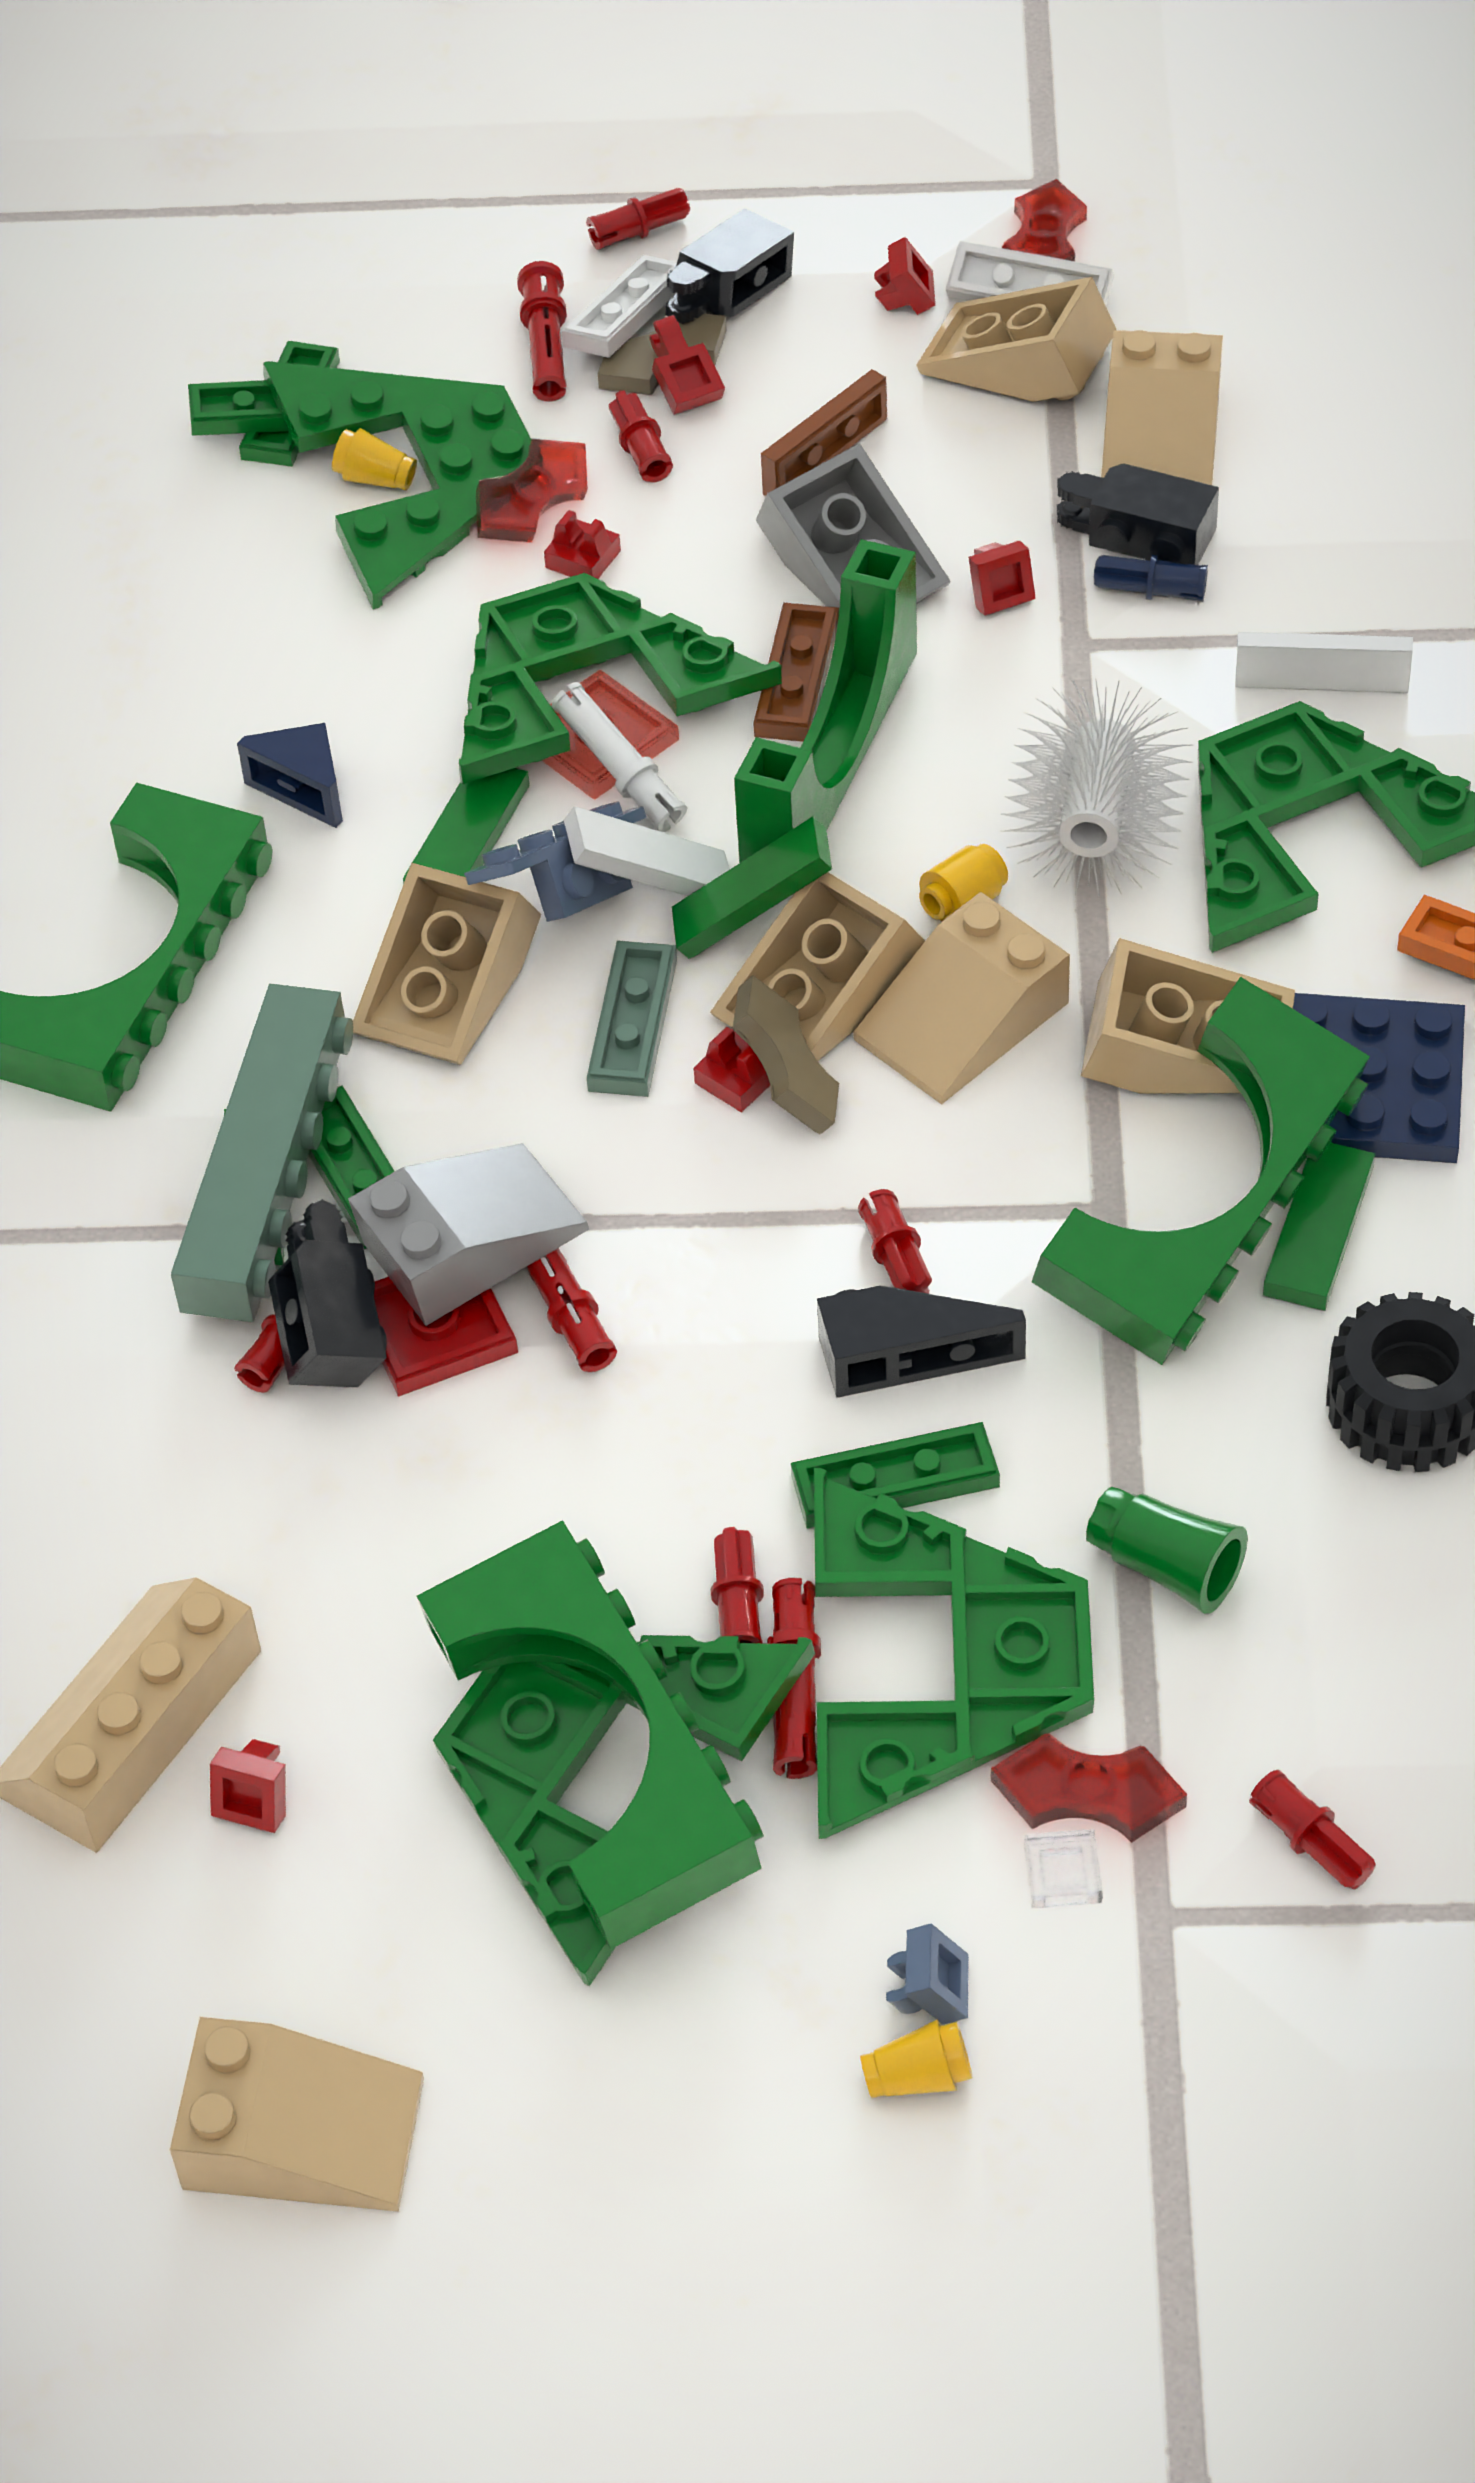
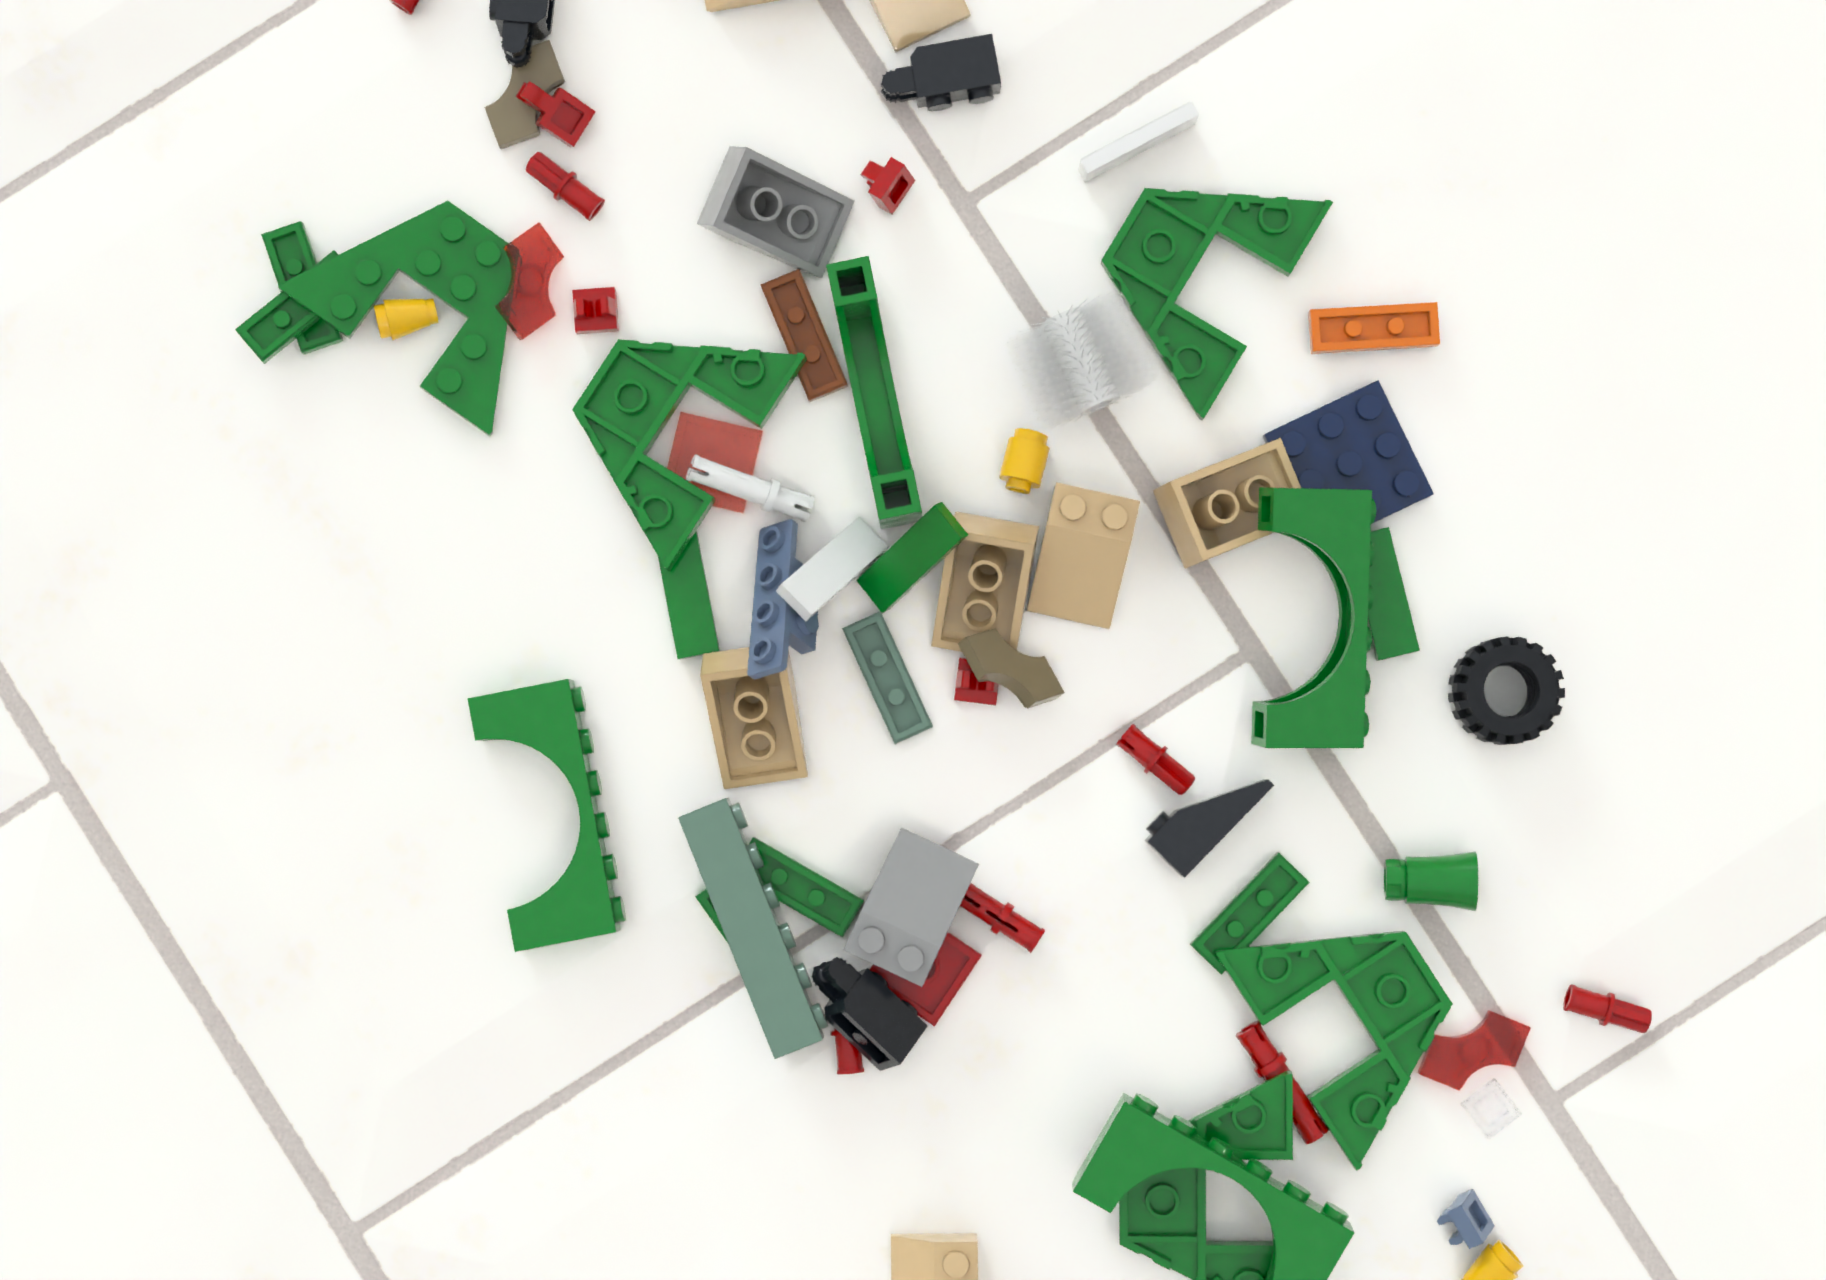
camera: 30 degrees left, 35 degrees up
(294, 769) = (552, 611): dark blue slope -> none
(543, 315) = (422, 110): red pin -> none
(621, 308) = (474, 70): white tile -> none
(736, 1585) = (1215, 1046): red axle -> none
(826, 431) = (693, 120): dark orange tile -> none
(1151, 577) = (982, 123): dark blue axle -> none

